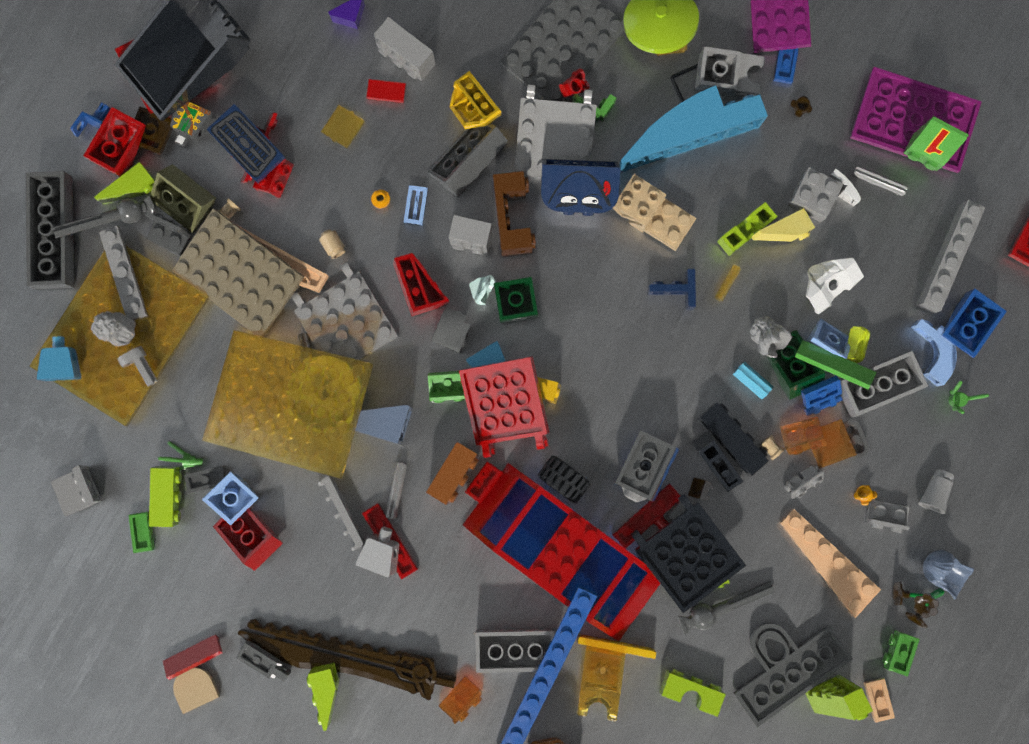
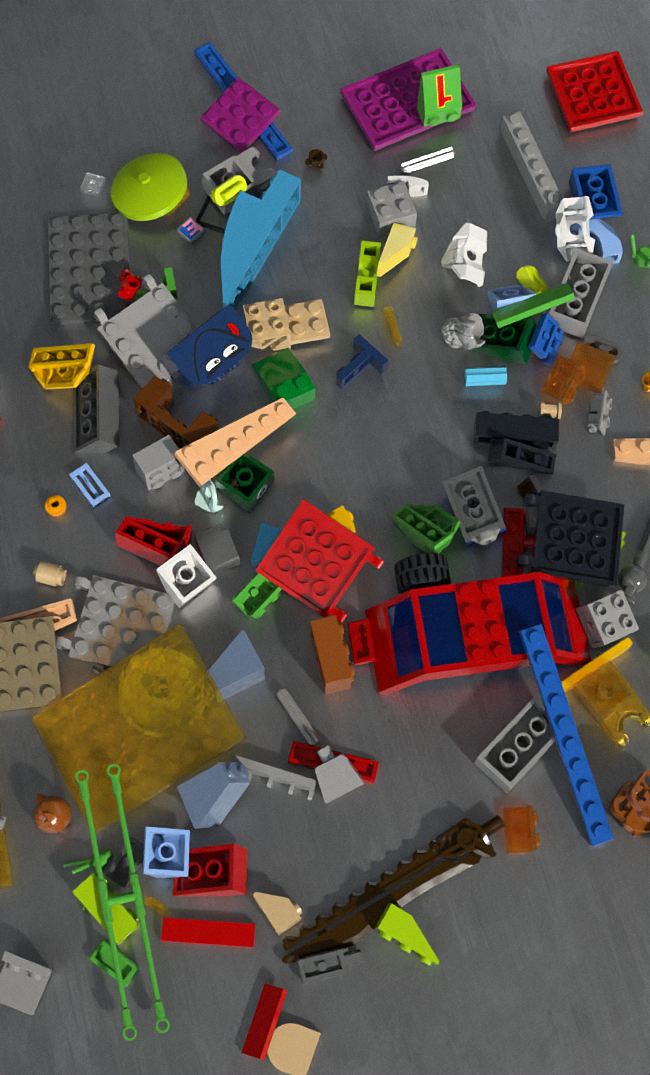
camera: 50 degrees left, 15 degrees down
(184, 507) = (107, 902): none -> bright green bar
(187, 405) = (51, 813): none -> dark orange piece
(195, 524) = (156, 906): none -> clear yellow tile
(212, 570) = (208, 932): none -> red tile
(264, 600) = (278, 911): none -> tan slope
(290, 491) = (214, 793): none -> sand blue slope
(412, 330) = (185, 575): none -> white slope
(516, 266) = (221, 448): none -> light nougat wing
(602, 449) = (426, 526): none -> bright green wedge
(613, 252) = (285, 378): none -> green slope
(655, 627) = (607, 619): none -> light grey bracket
(659, 80) = (190, 231): none -> tile
(709, 77) = (228, 190): none -> neon yellow piece
(938, 321) = (569, 212): none -> white piece

